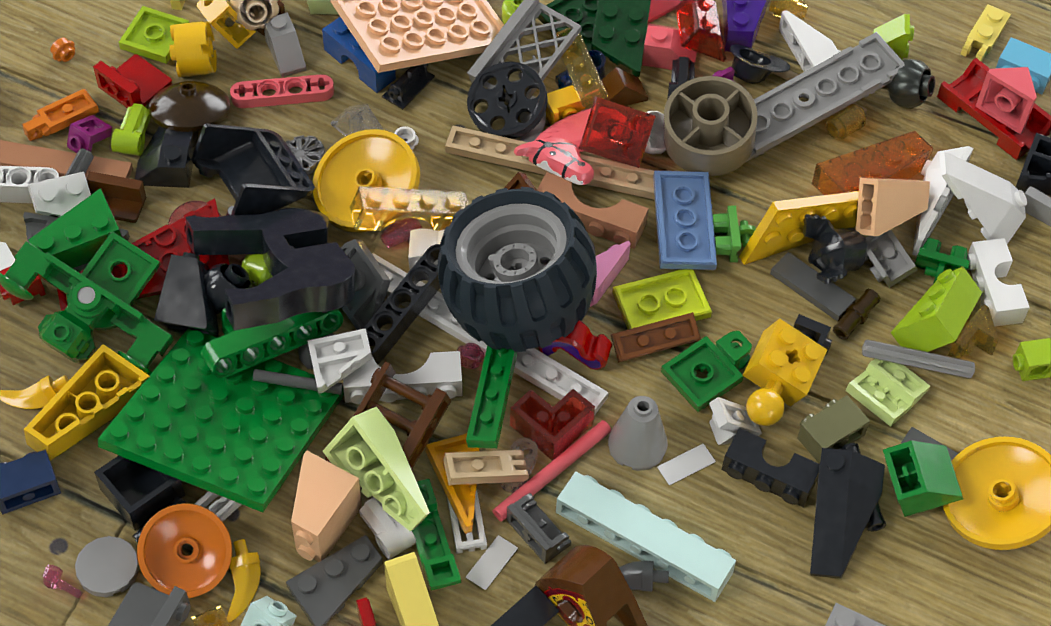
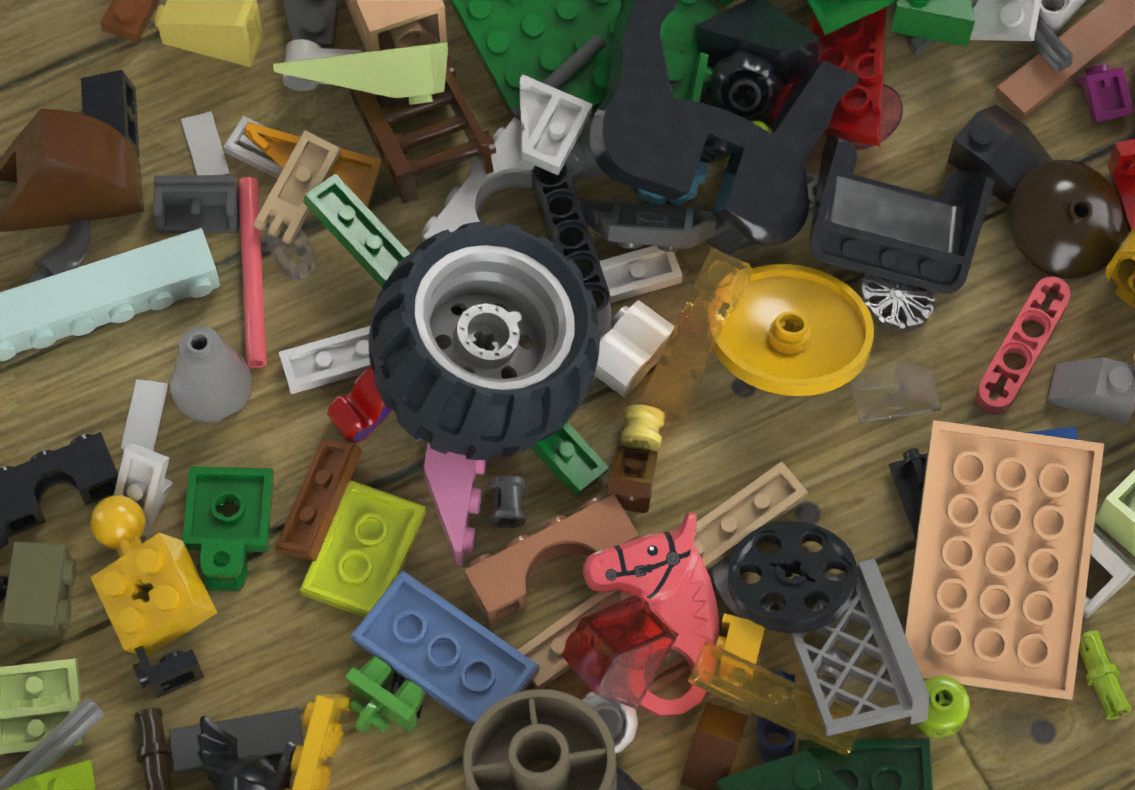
camera: 130 degrees right, 10 degrees up
(122, 194) = (982, 69): reddish brown panel -> none
(131, 135) = (1067, 131): lime piece -> none
(408, 136) = (835, 421): white plate -> none
(433, 546) = (271, 99): green slope -> none
(550, 426) = (293, 288): clear red brick -> none

